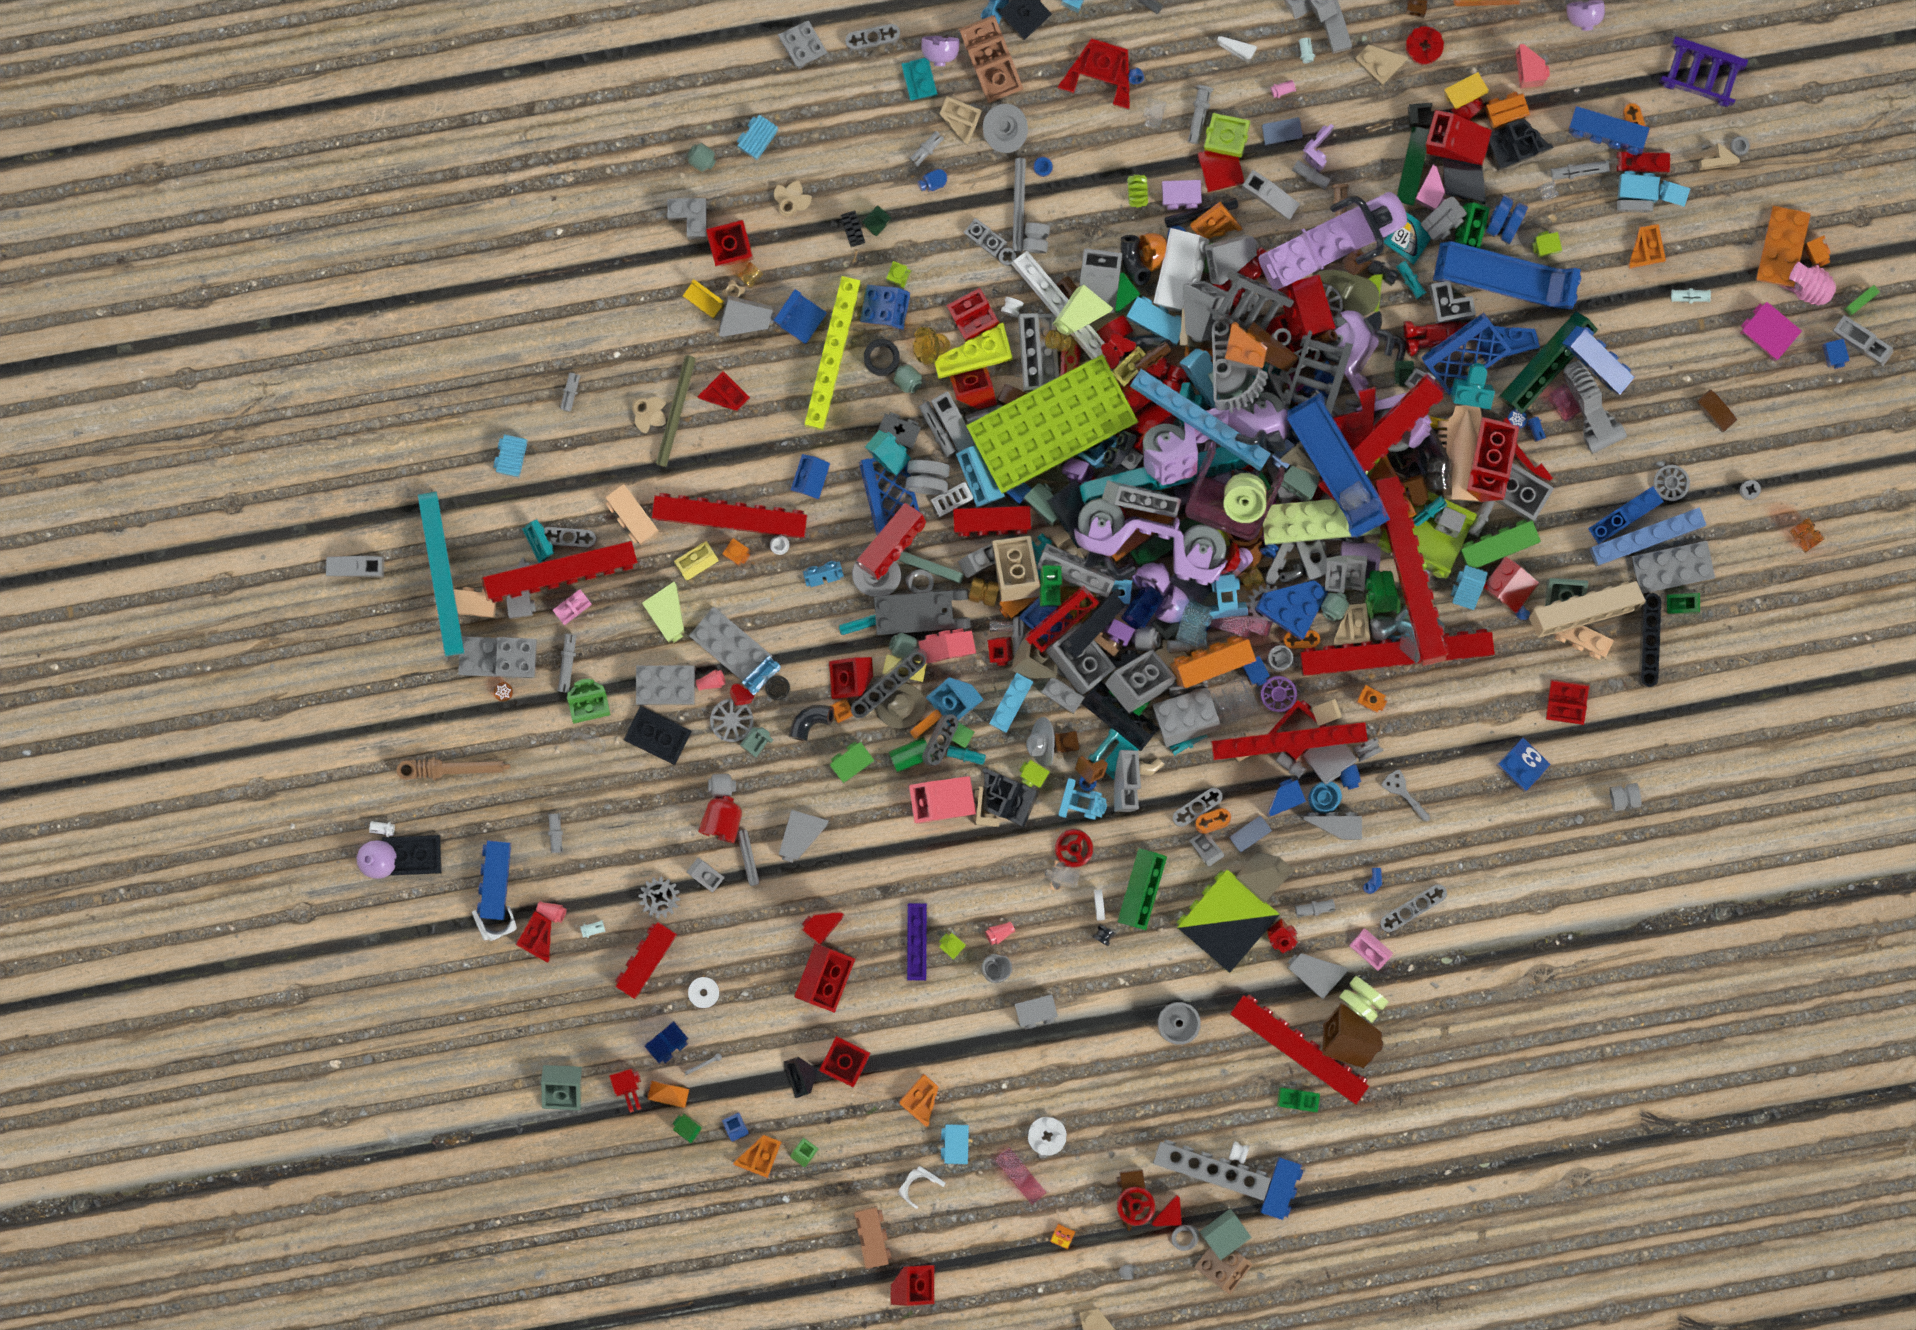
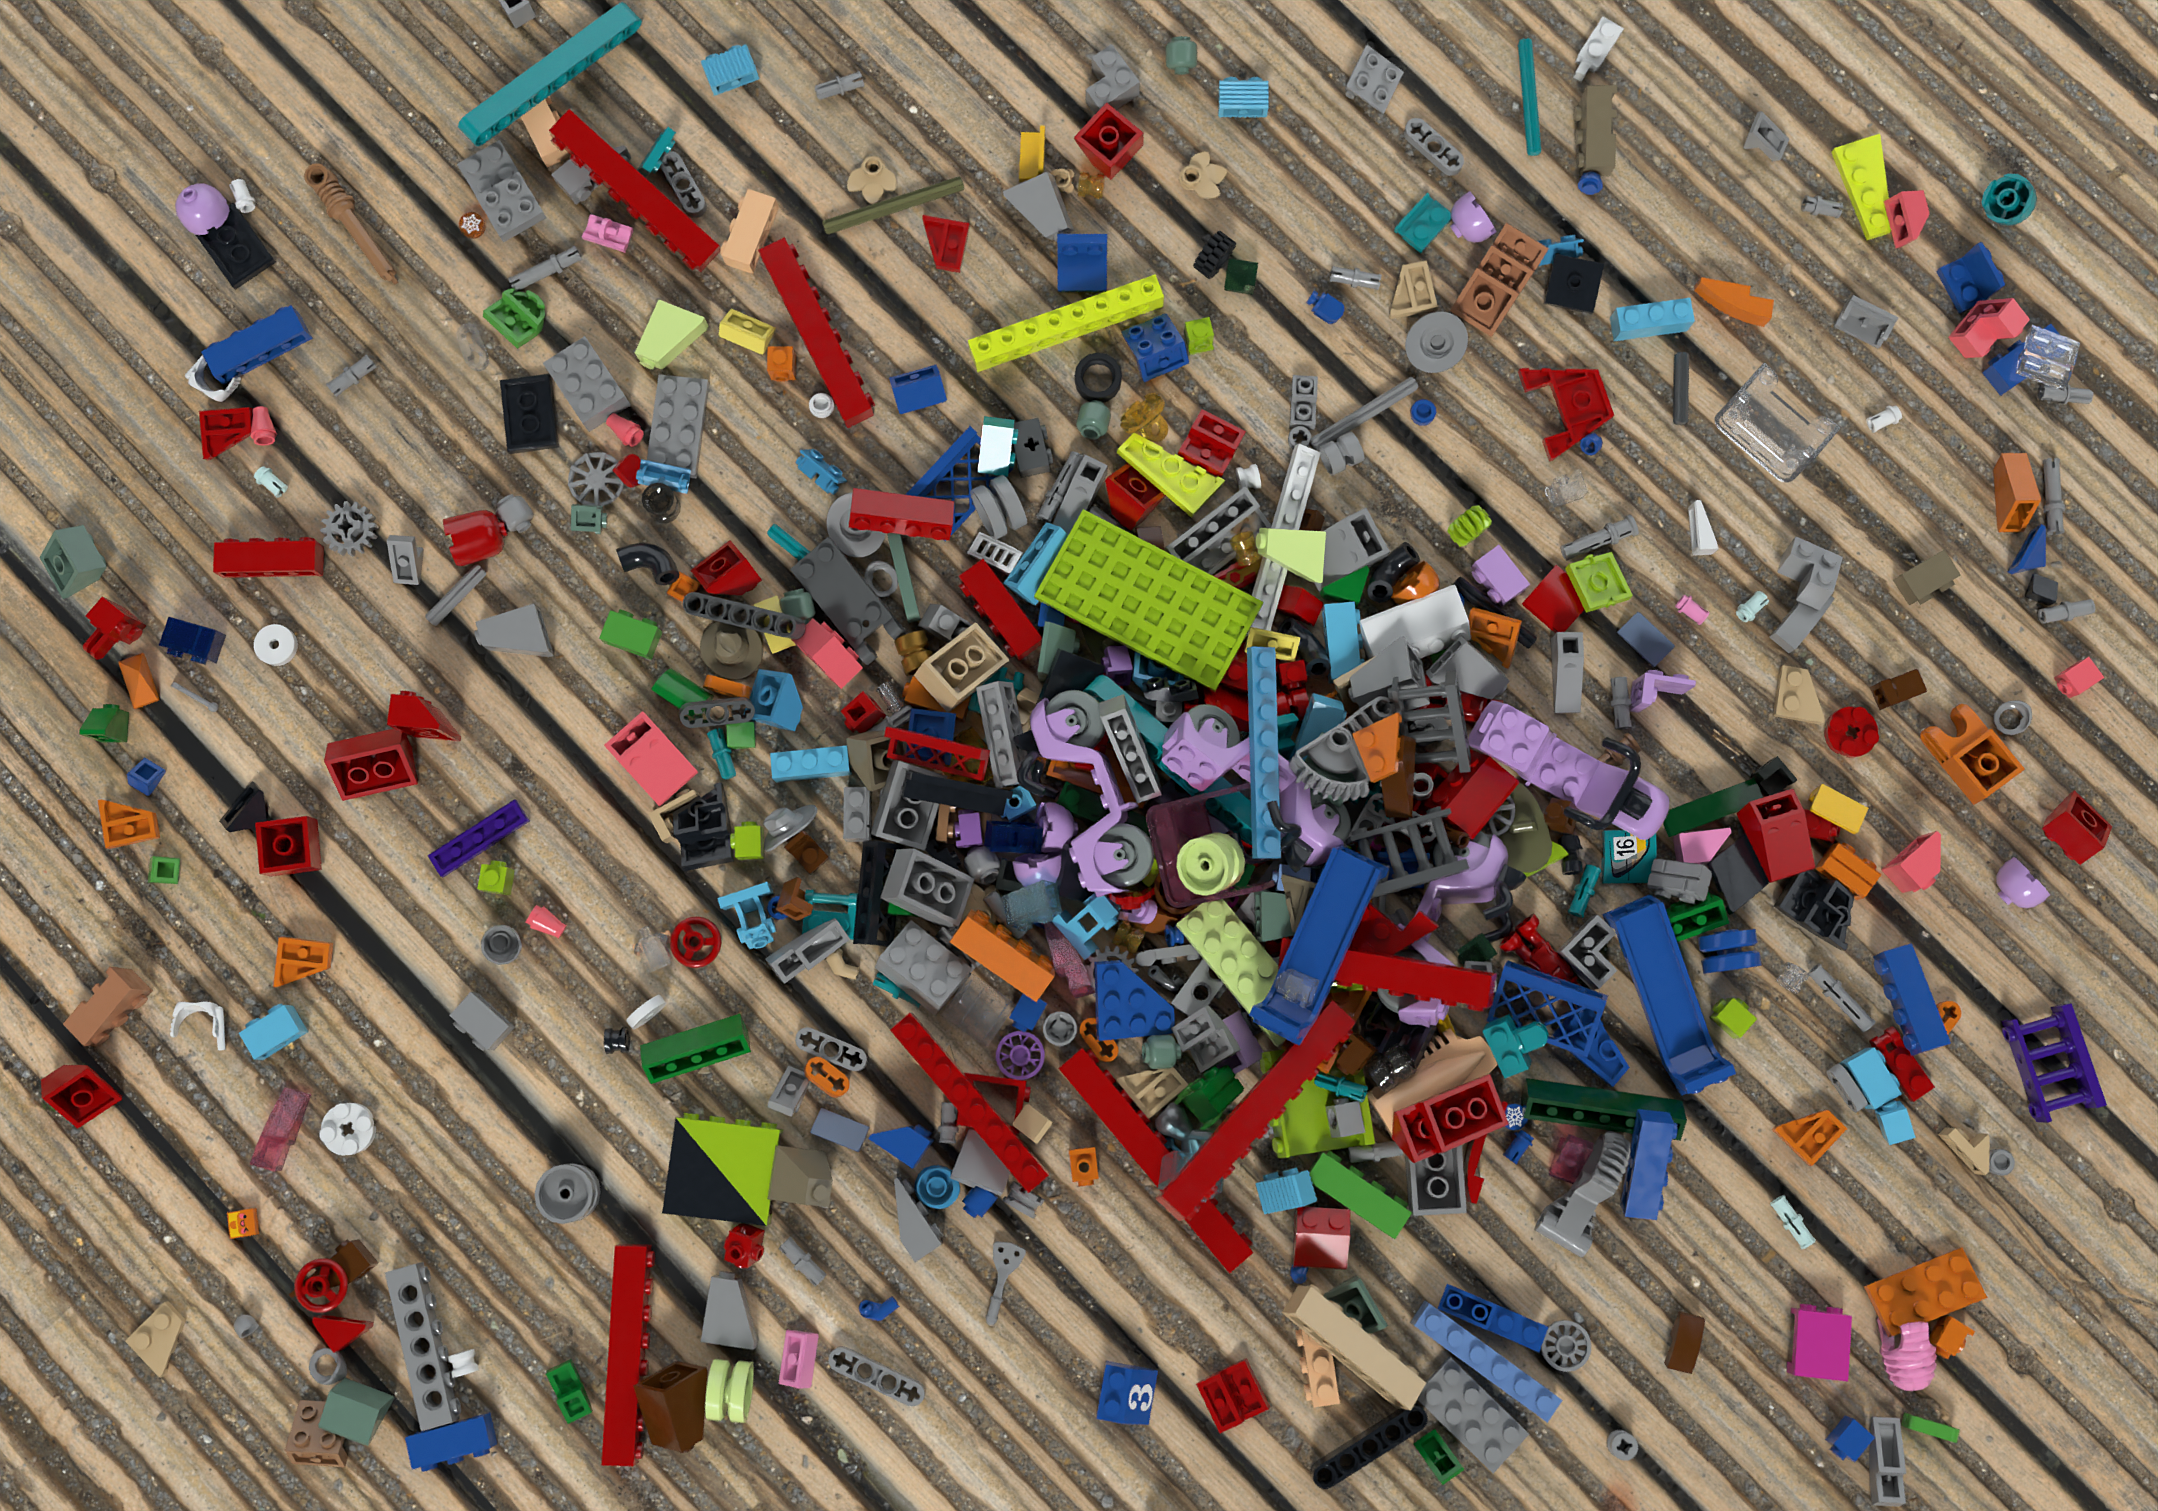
camera: 60 degrees right, 5 degrees down
(1050, 586) = (965, 714): green slope -> none
(1112, 355) = (1289, 620): red animal -> none
(1153, 356) = (1299, 659): reddish brown pin -> none

